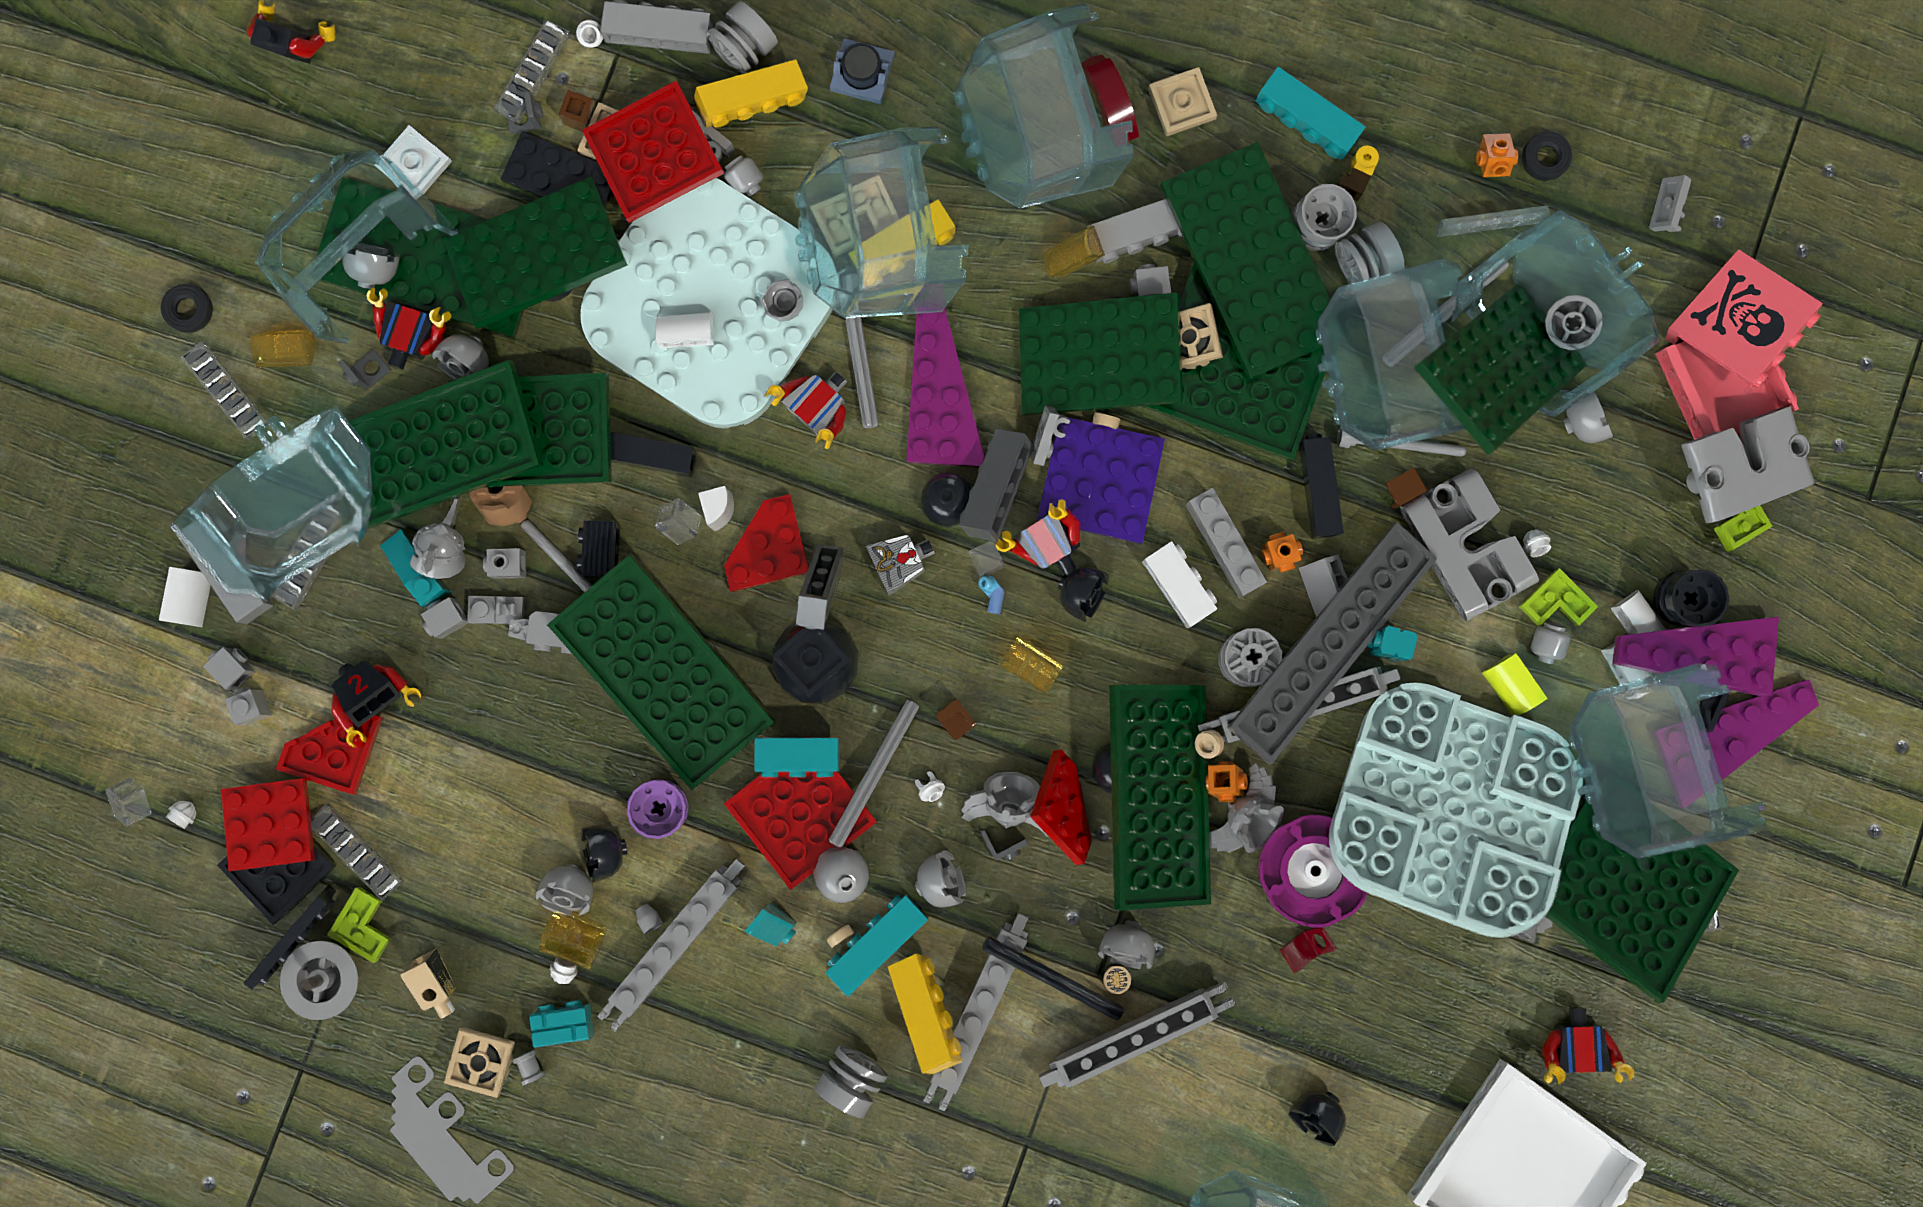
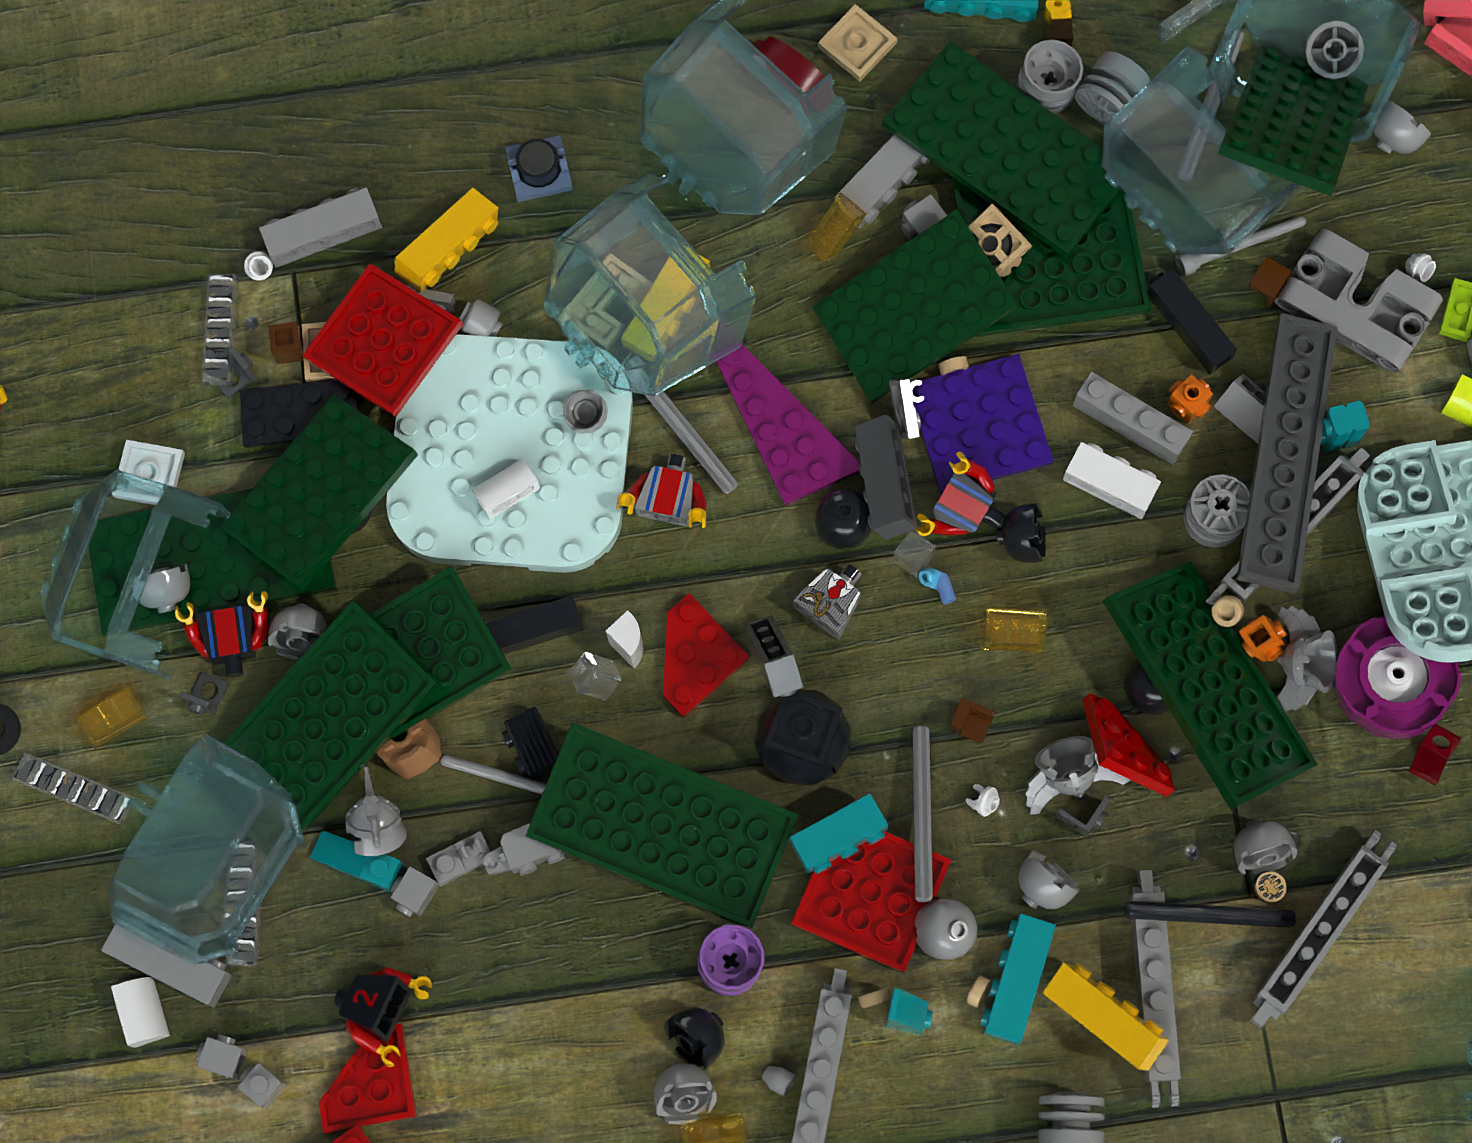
camera: 25 degrees left, 10 degrees down
(505, 563) = (446, 806): light grey brick -> none
(745, 35) = (410, 194): light grey wheel -> none
(756, 896) = (874, 998): none -> tan tile

